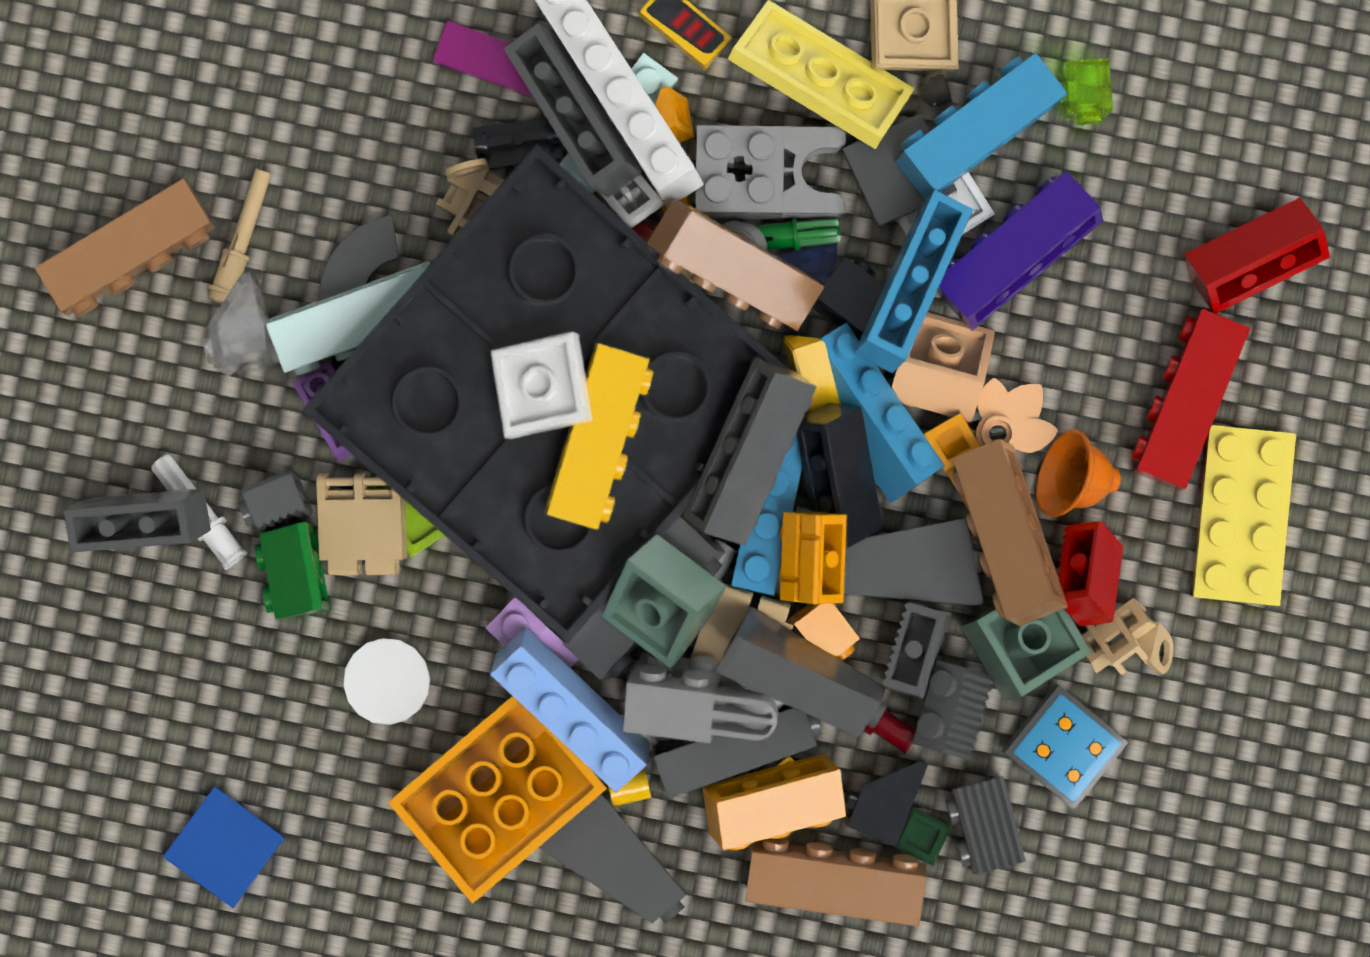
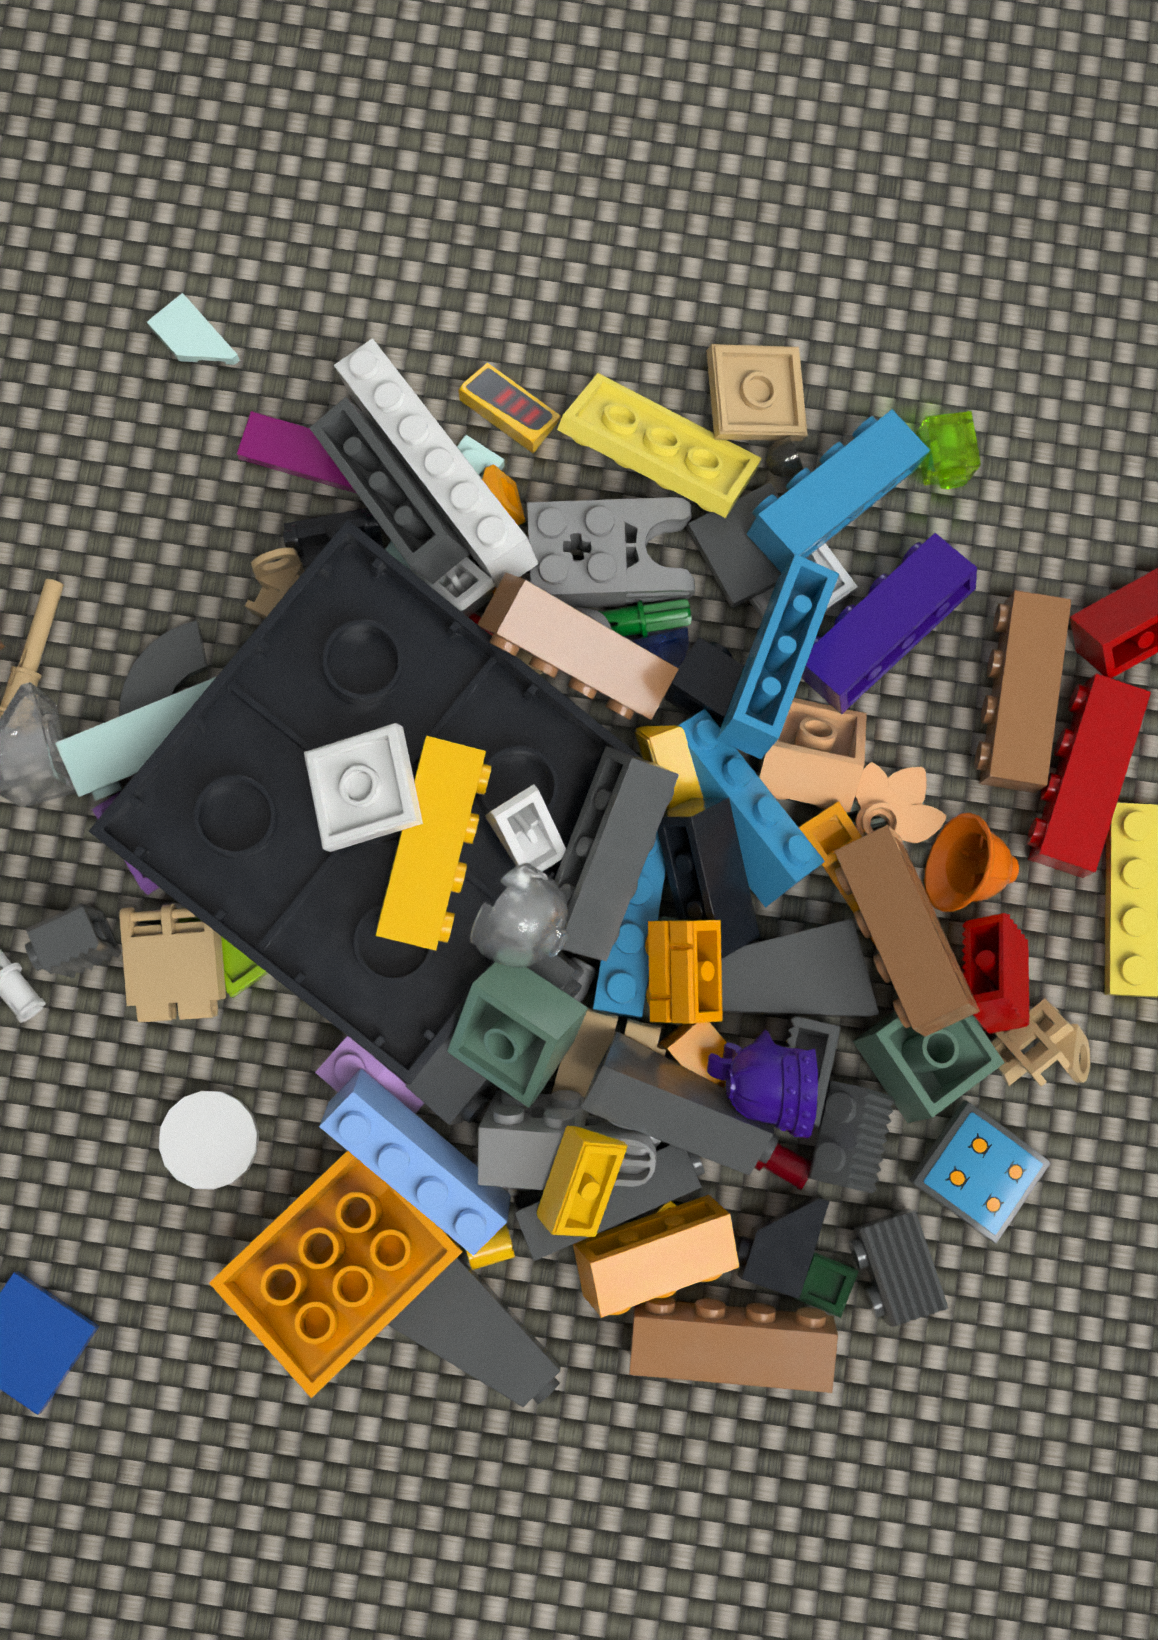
camera: 10 degrees left, 5 degrees down
(292, 571) = (96, 1020): green slope -> none
(675, 508) = (524, 921): none -> clear cylinder
(681, 429) = (527, 830): none -> white slope
(711, 734) = (580, 1182): none -> yellow slope
(879, 658) = (770, 1083): none -> dark purple helmet
(1138, 319) = (1024, 691): none -> medium nougat brick

